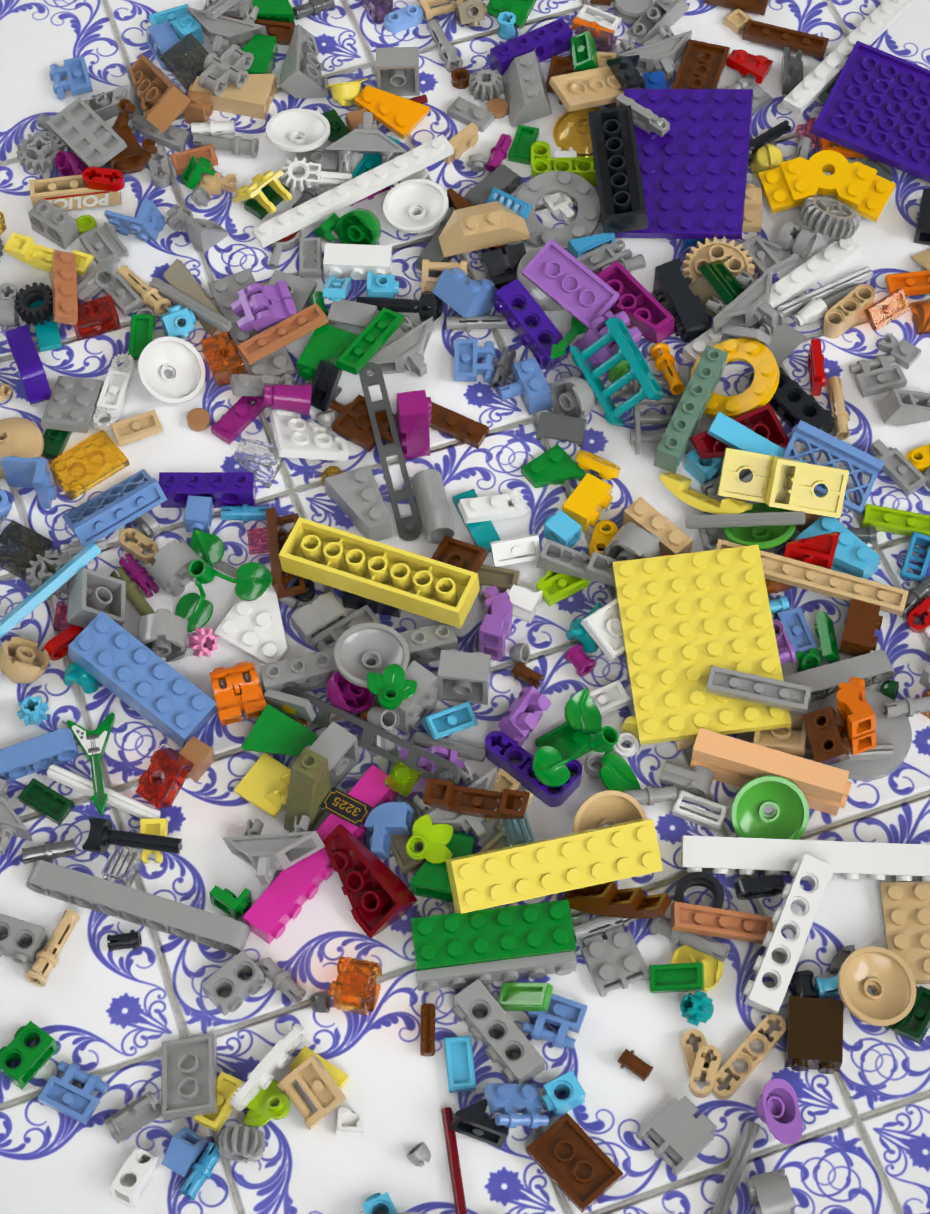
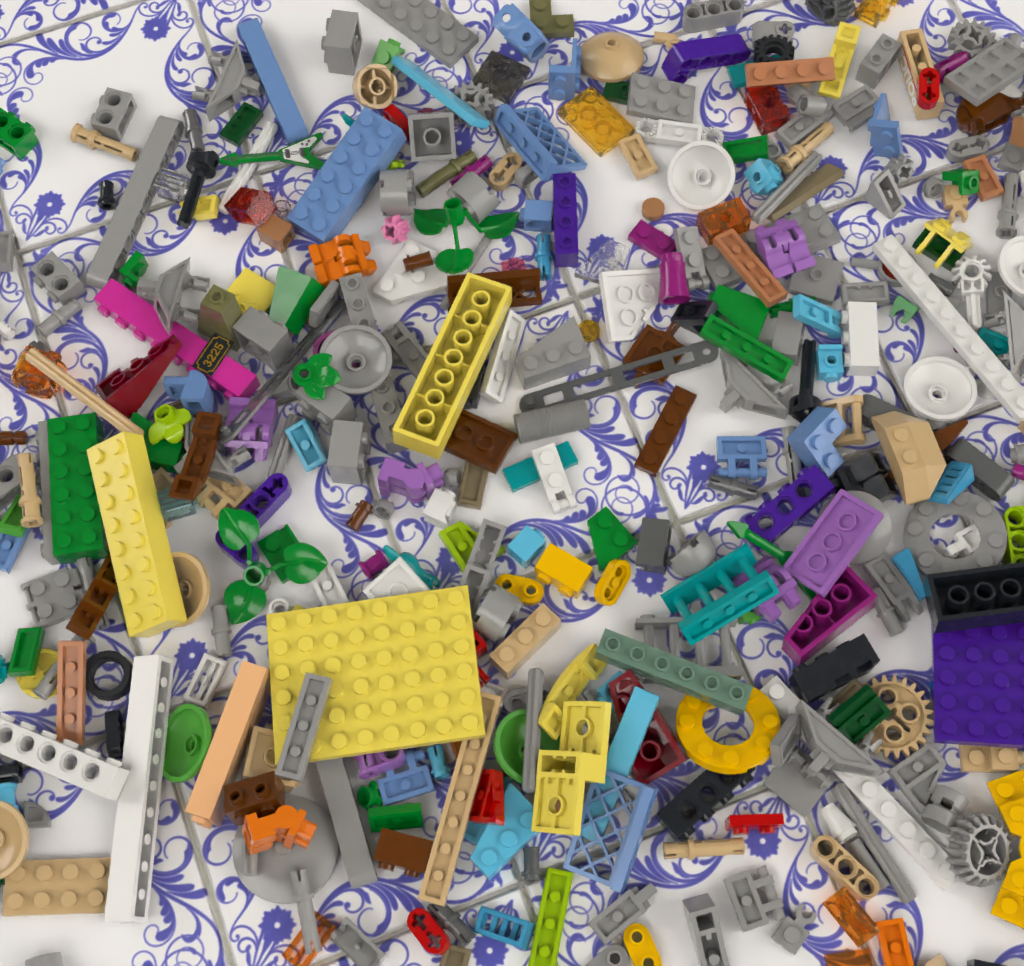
camera: 90 degrees right, 10 degrees up
(32, 710) = (329, 103): medium azure gear -> none
(85, 223) = (888, 88): lime tile -> none
(249, 615) = (417, 261): none -> reddish brown pin
(317, 616) = (421, 323): light grey brick -> none
(326, 418) = (658, 319): light grey hinge -> none
(359, 227) = (902, 337): green cylinder -> none
(394, 922) = (81, 392): none -> tan axle
(402, 779) = (235, 399): clear neon green plate -> none
(413, 423) = (641, 390): magenta wedge -> none
(514, 975) = (29, 500): none -> tan pin
(515, 550) = (502, 500): white plate -> none
(524, 714) = (301, 506): medium lavender hips -> none
(530, 385) = (708, 511): medium blue brick -> none
(674, 382) = (746, 652): light orange pin -> none
(692, 780) = (241, 652): light grey piece -> none
(890, 689) = (334, 883): dark green hinge -> none

